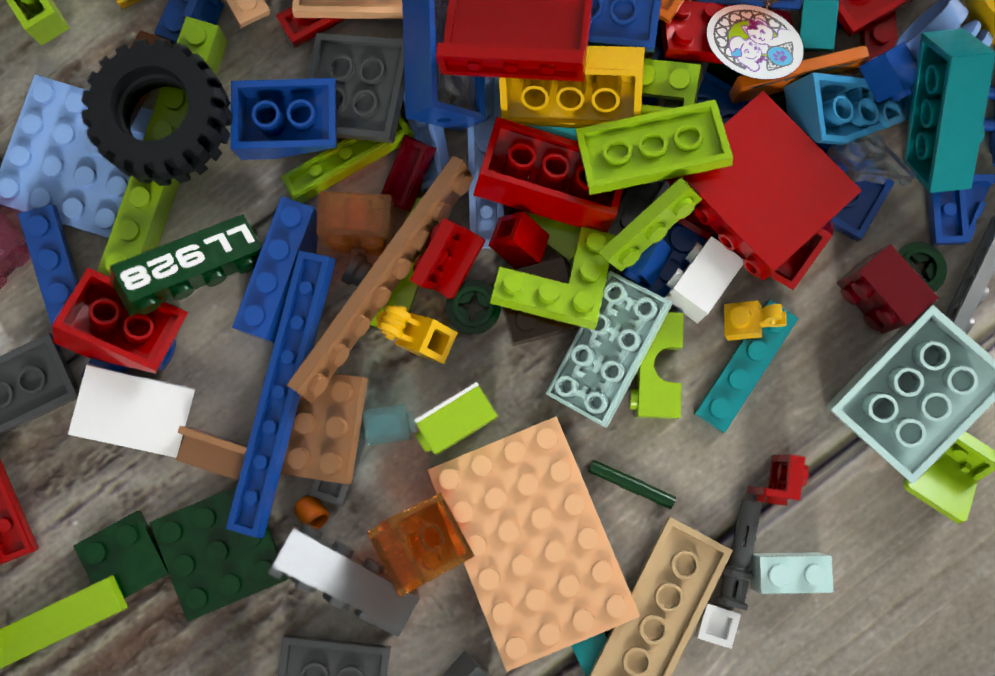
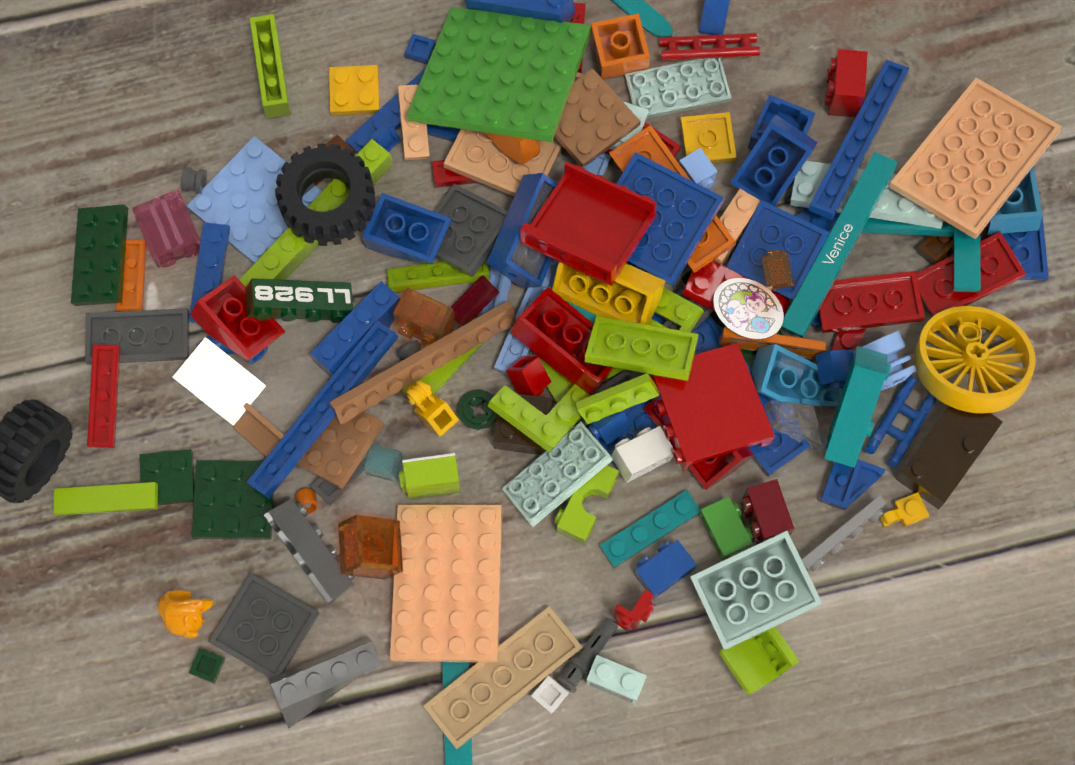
camera: 30 degrees right, 10 degrees down
(447, 258) = (473, 367): red bracket -> none
(632, 484) = (534, 575): dark green piece -> none
(748, 318) = (663, 495): yellow plate -> none
(788, 409) = (665, 568): none -> blue brick
(839, 327) = (726, 528): none -> bright green brick
(920, 252) = (809, 503): dark green gear -> none

